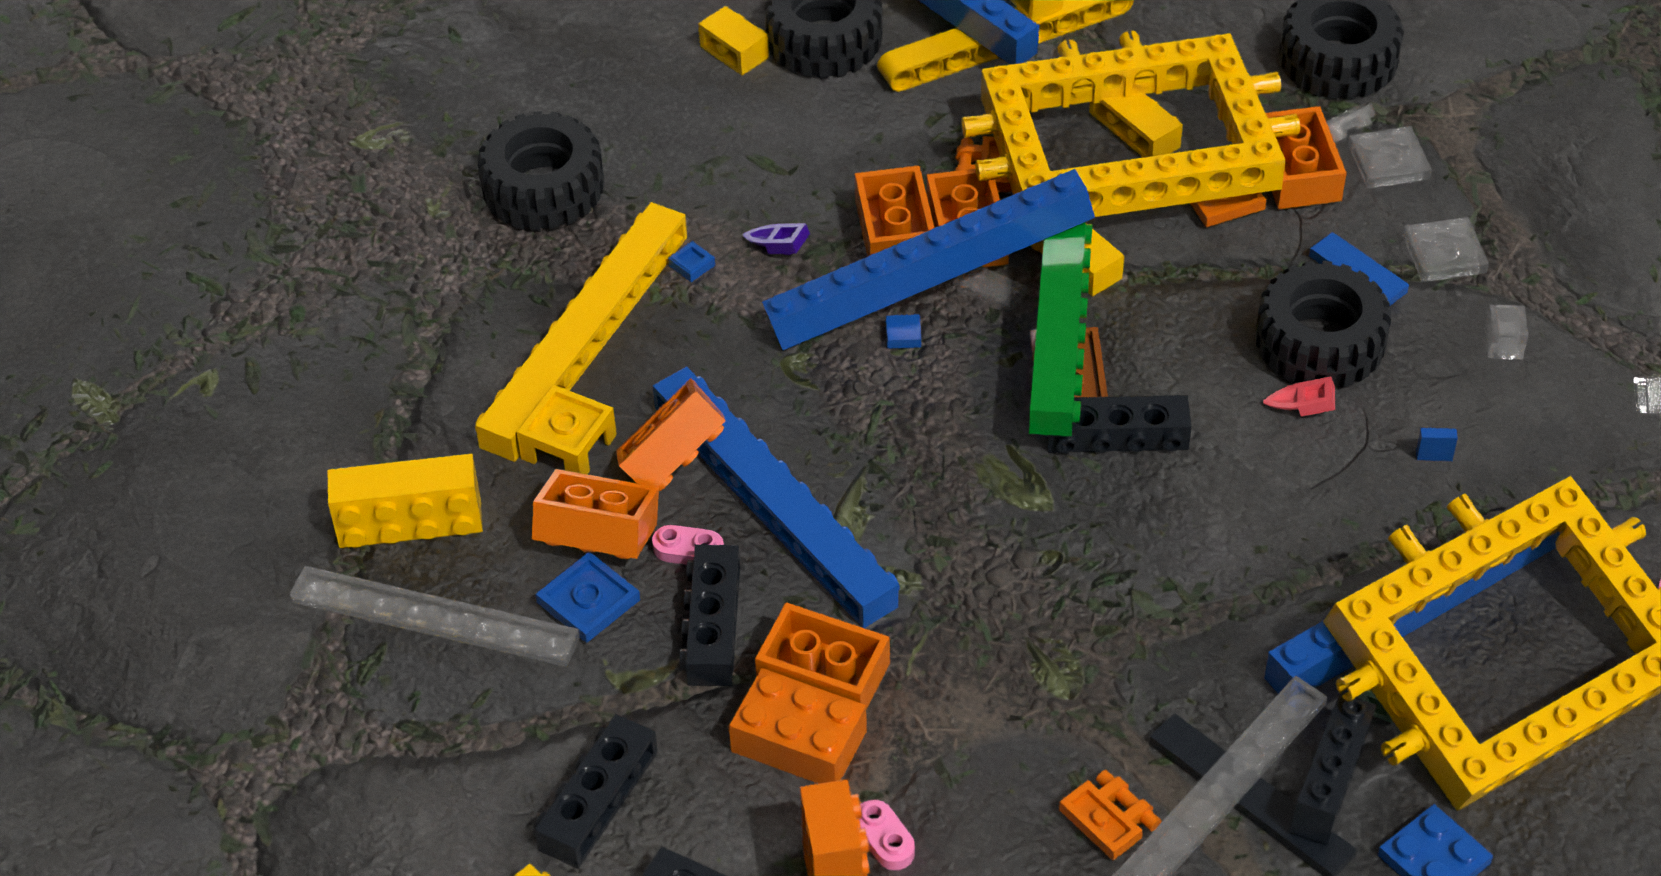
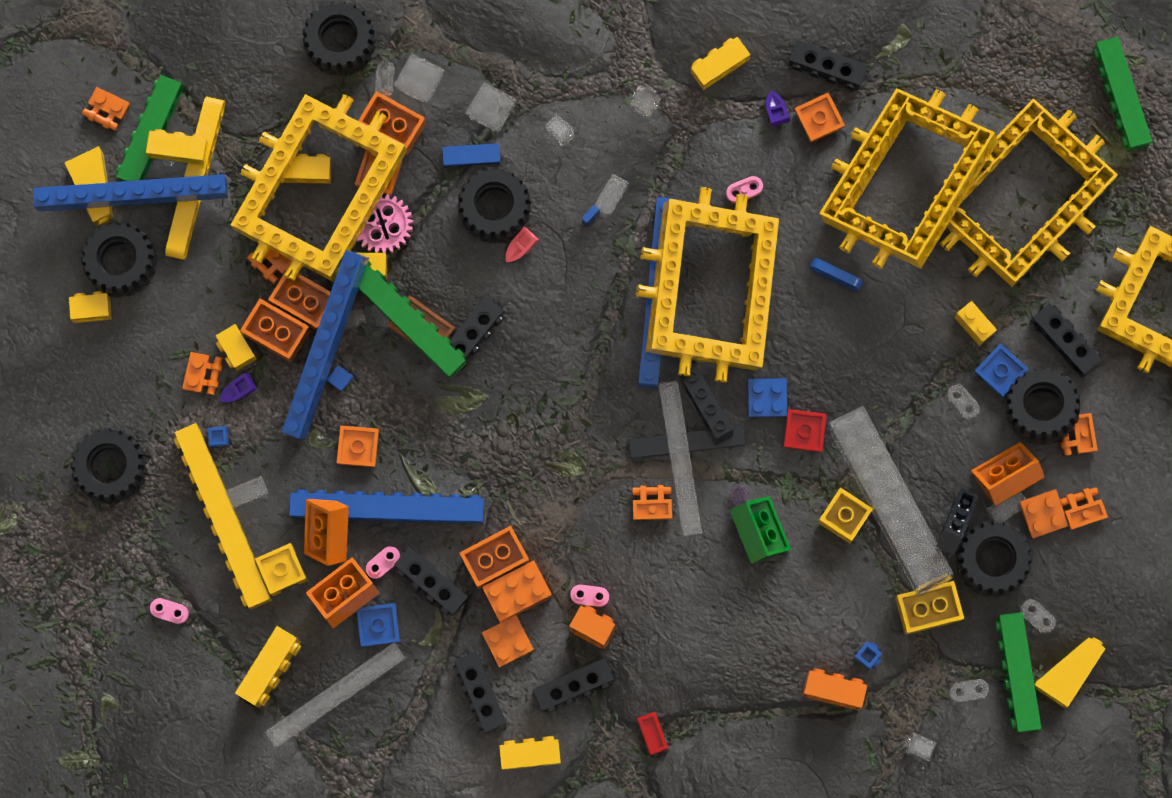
camera: 50 degrees left, 30 degrees up
(396, 361) = (169, 610): none -> bright pink plate
(645, 337) = (247, 492): none -> clear tile
(711, 776) = (508, 641): none -> orange plate
(760, 193) = (196, 373): none -> orange plate
(828, 200) = (236, 348): none -> yellow brick
(828, 407) = (357, 446): none -> orange plate
(1175, 249) = (398, 218): none -> bright pink gear
(1494, 452) = (611, 194): none -> clear tile

